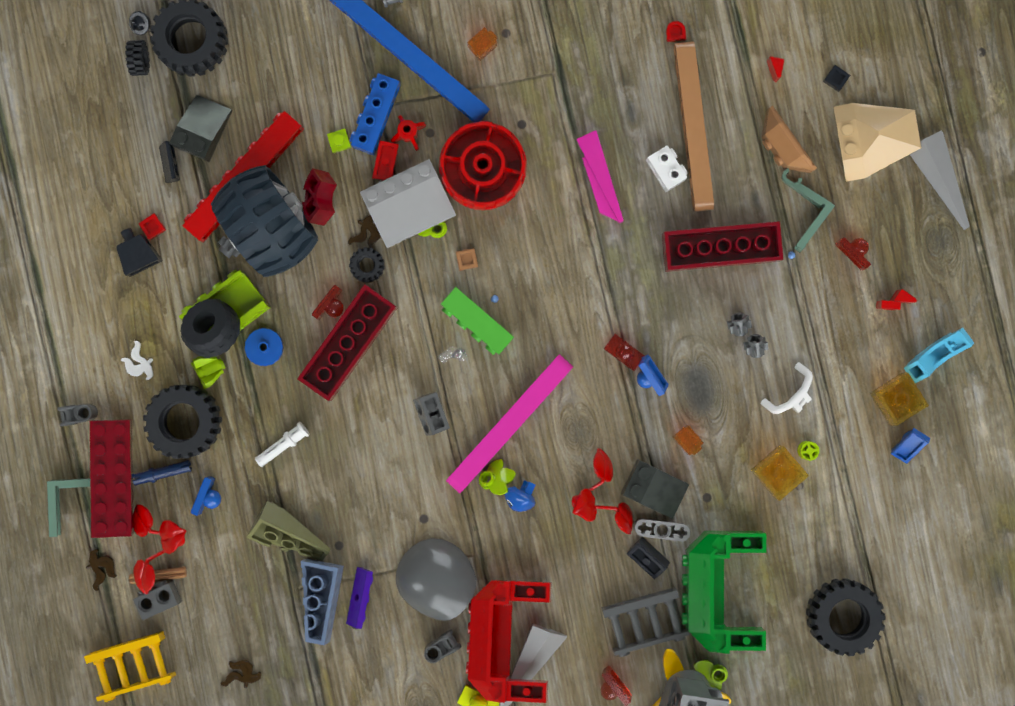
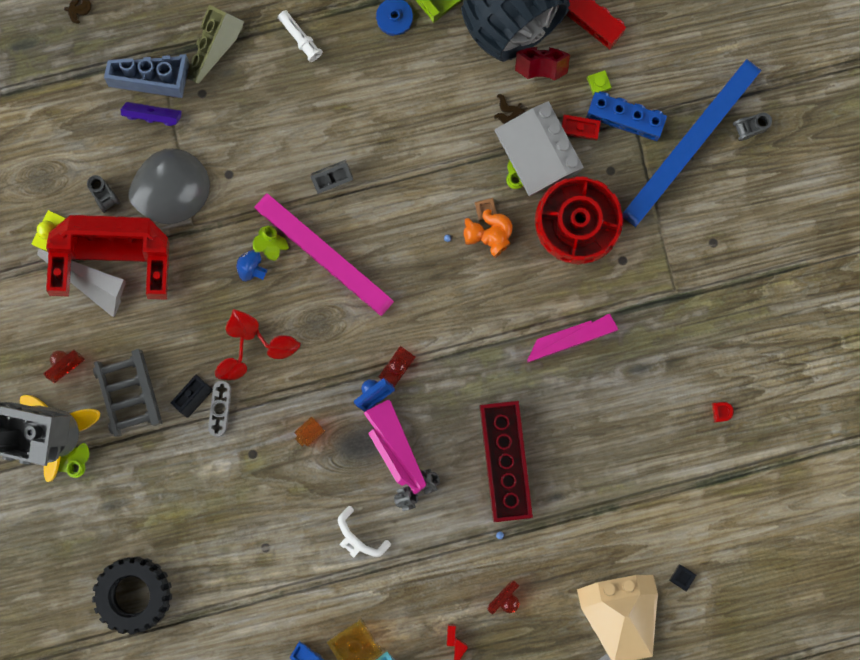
camera: 90 degrees right, 5 degrees down
(330, 304) = (437, 77): clear red tile -> none
(347, 343) = (399, 94): dark red brick -> none
(355, 265) = (477, 101): black tyre -> none
(410, 136) = (607, 151): red brick -> none
(453, 352) = (393, 197): clear arm -> none
(476, 320) = (424, 220): bright green brick -> none
(482, 43) = (701, 218): clear orange brick -> none
(496, 251) = (495, 236): none -> orange animal
(655, 488) = (260, 400): pearl dark grey slope -> none
(666, 168) = (583, 404): white brick -> none
(693, 126) = (627, 431): medium nougat beam -> none
(705, 356) = (393, 446): none -> dark pink wedge
(705, 590) = (158, 453): green wedge -> none
(775, 66) = (691, 513): red slope -> none
(779, 472) = (277, 524): clear yellow brick -> none
(784, 145) = (611, 523): medium nougat wedge -> none
(812, 450) = (298, 556): lime wheel -> none
(816, 200) = (557, 557): sand green hinge -> none

